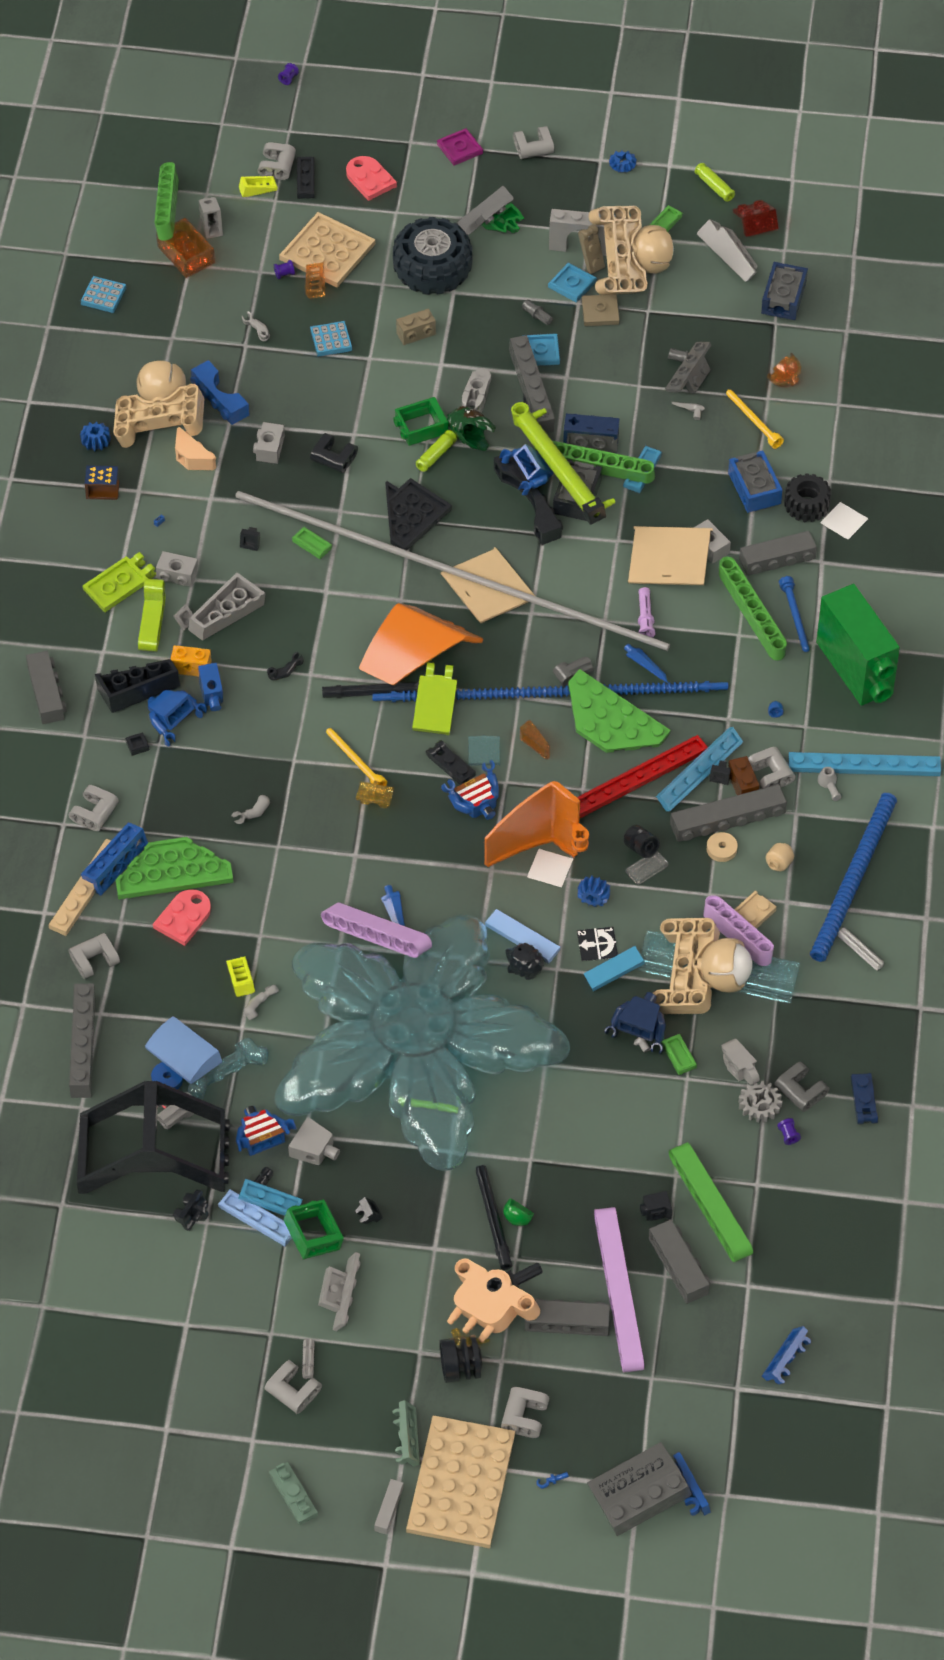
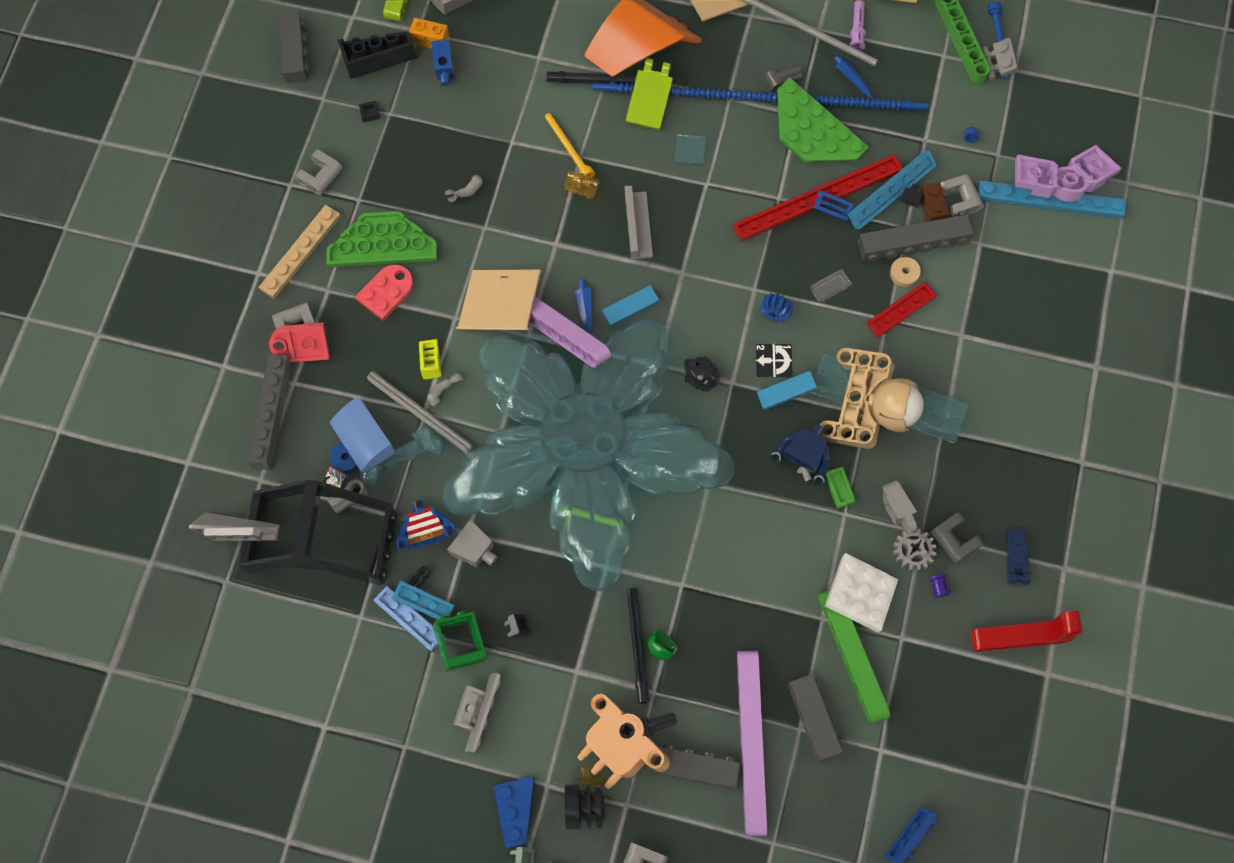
camera: 10 degrees right, 15 degrees up
(65, 1151) = (230, 528): none -> light grey wedge
(105, 970) = (301, 342): none -> coral plate
(114, 854) = (328, 223): blue fence -> none
(170, 709) = (402, 81): blue torso -> none
(194, 1209) = (347, 606): black hips -> none
(237, 1026) = (420, 412): none -> light grey axle
(280, 673) = (507, 54): black arm -> none
(285, 1393) = (408, 818): light grey connector -> none
(305, 910) = (499, 301): none -> tan piece
(308, 1359) = (436, 781): light grey axle -> none
(390, 1374) = (514, 808): none -> blue wing
(439, 827) = (638, 224): none -> light grey panel
(442, 906) = (630, 306): none -> dark azure tile
(450, 763) = (657, 160): black plate -> none
(476, 795) = (677, 195): torso -> none
(519, 933) = (702, 345): light blue tile -> none
(532, 737) = (738, 143): clear orange slope -> none
(540, 819) = (736, 229): orange panel -> none
(550, 868) = (738, 276): white sticker -> none
(624, 792) = (819, 201): none -> blue tile
(641, 841) = (828, 260): black wheel -> none
(656, 1206) = (799, 654): black window -> none
(711, 1143) = (861, 592): none -> white plate
(723, 881) = (901, 309): none -> red tile
(735, 926) = (912, 364): lavender beam -> none
(756, 909) = (927, 343): tan plate -> none
(779, 857) = (960, 289): tan head -> none
(802, 630) = (1005, 57): none -> light grey plate
(827, 779) = (1015, 215): light grey bar -> none
(853, 877) = (1029, 318): blue piece -> none
(857, 645) = (1060, 79): green brick -> none
(861, 949) = (1030, 395): light grey axle -> none
(882, 1165) = (1060, 630): none -> red beam
(894, 734) = (1084, 173): none -> lavender plate

